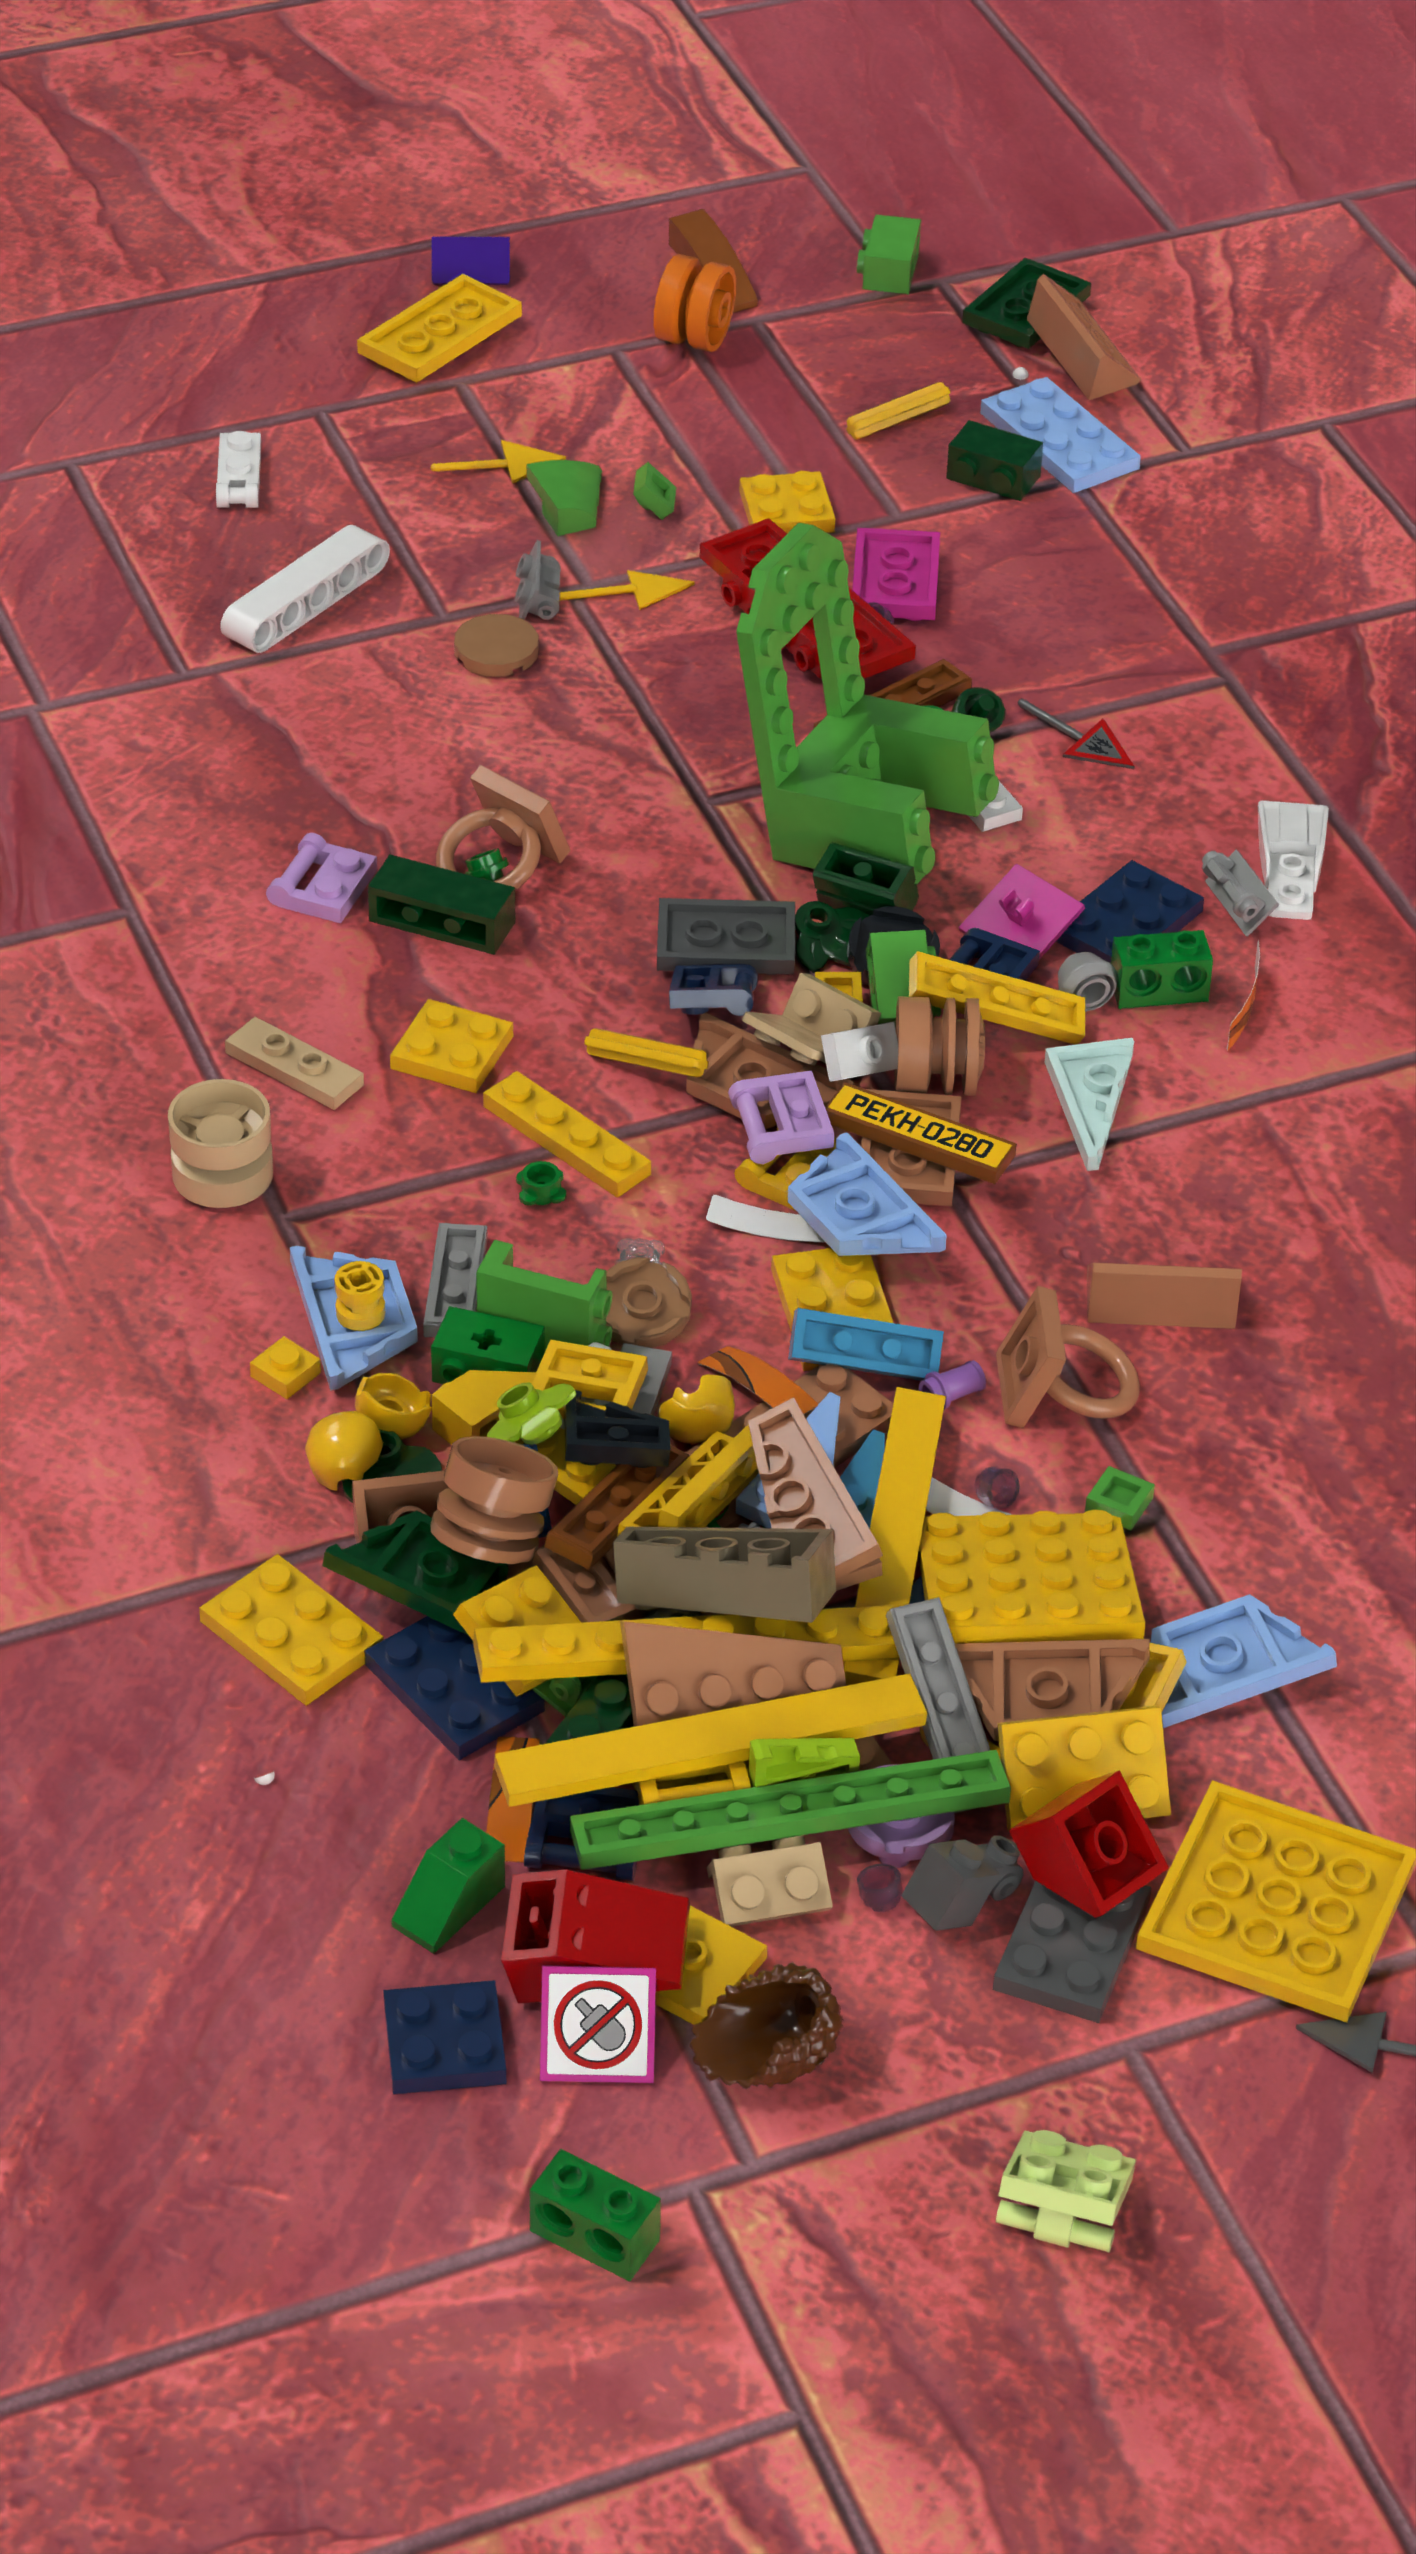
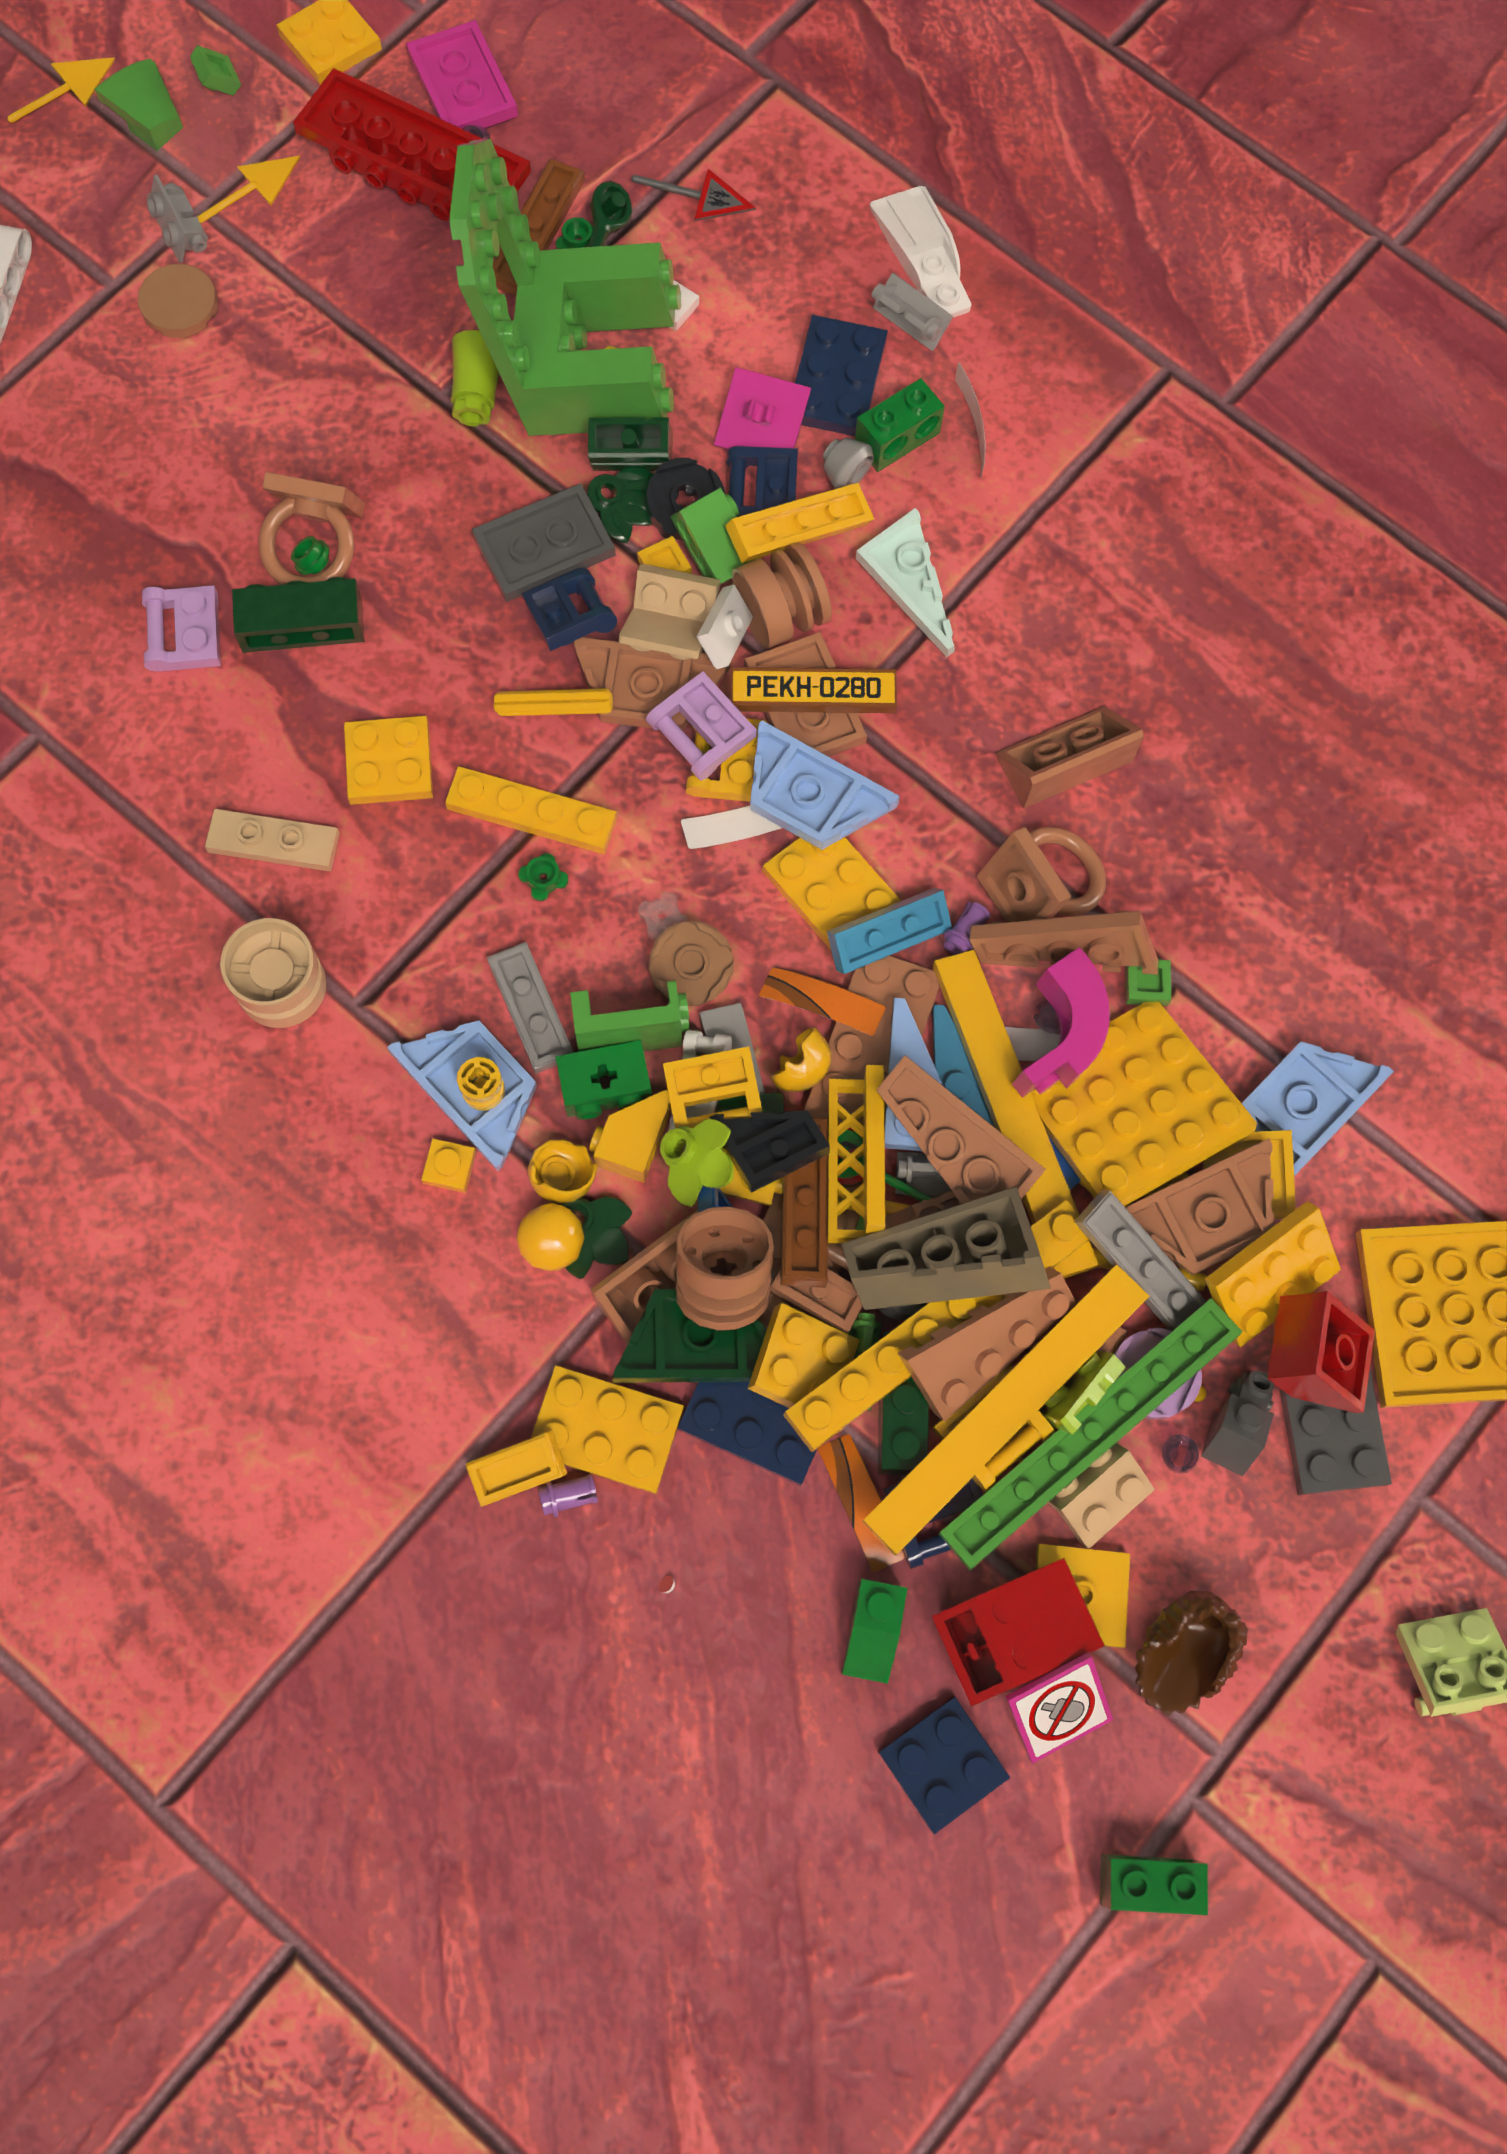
camera: 30 degrees left, 30 degrees up
(179, 1612) = (516, 1468): none -> yellow tile
(213, 1657) = (567, 1495): none -> medium lavender pin
(737, 796) = (473, 379): none -> lime plant
(995, 1491) = (1084, 1017): none -> dark pink arch
(1050, 1414) = (1105, 938): none -> nougat wing

